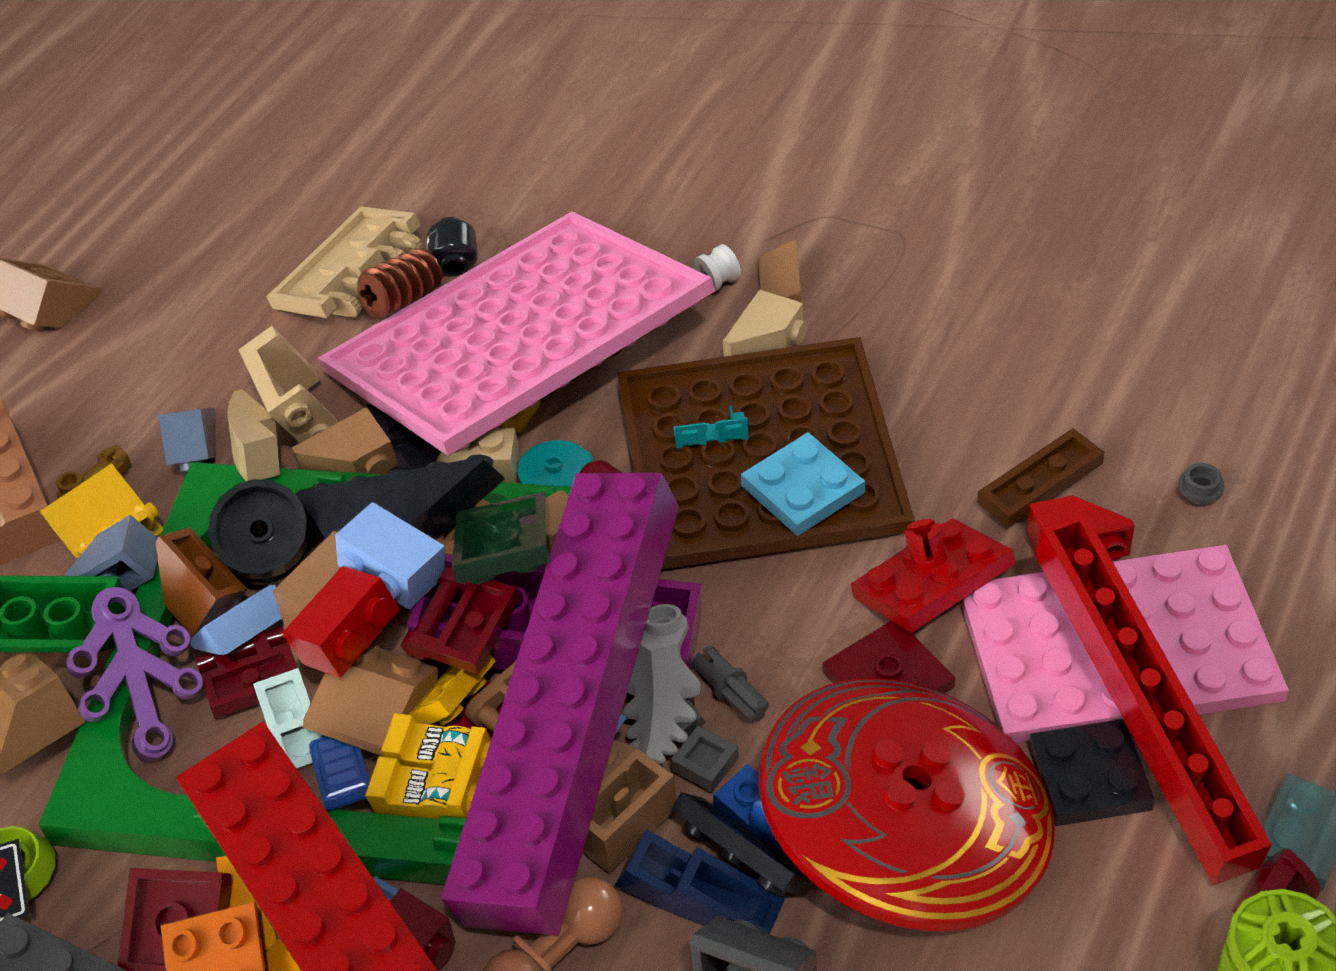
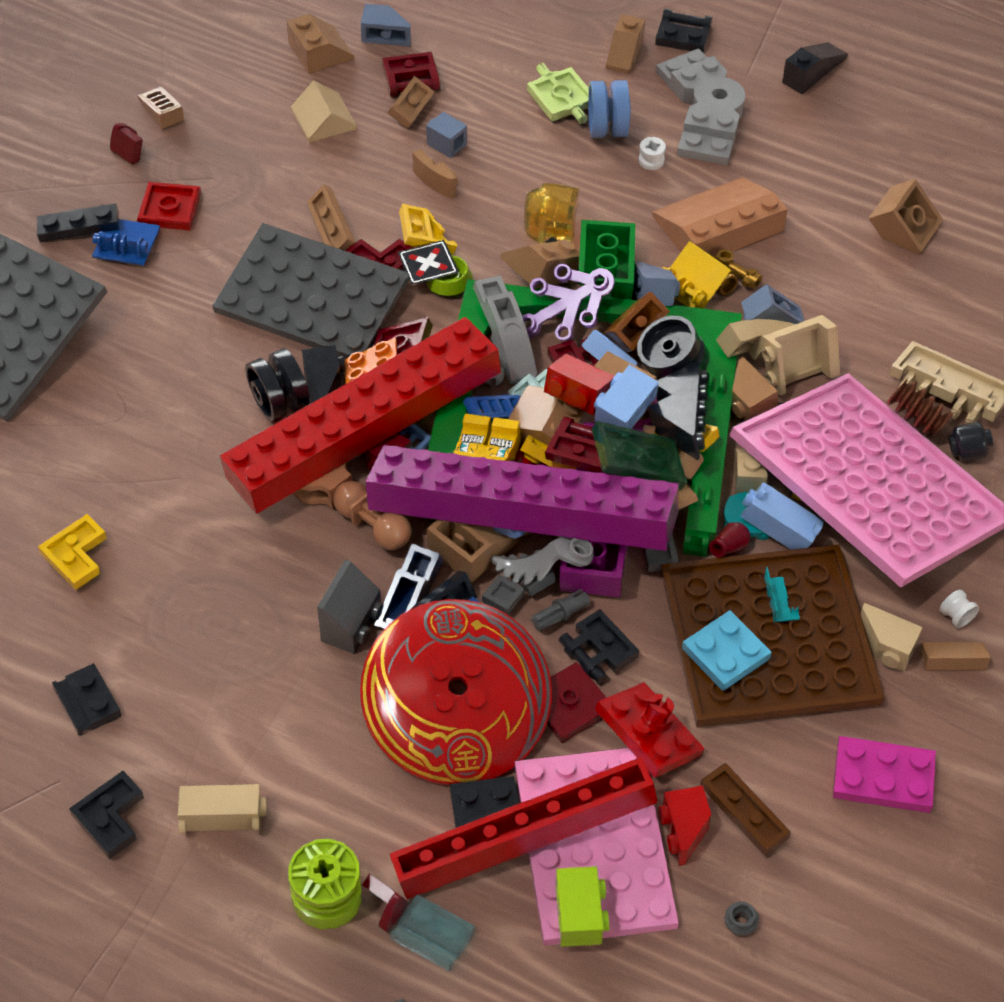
camera: 85 degrees right, 5 degrees up
(147, 754) = (507, 328): none -> light grey slope
(578, 422) = (781, 517): none -> light blue brick
(786, 625) = (606, 641): none -> black plate
(962, 351) = (884, 774): none -> dark pink plate
(1249, 631) = (579, 906): none -> lime brick

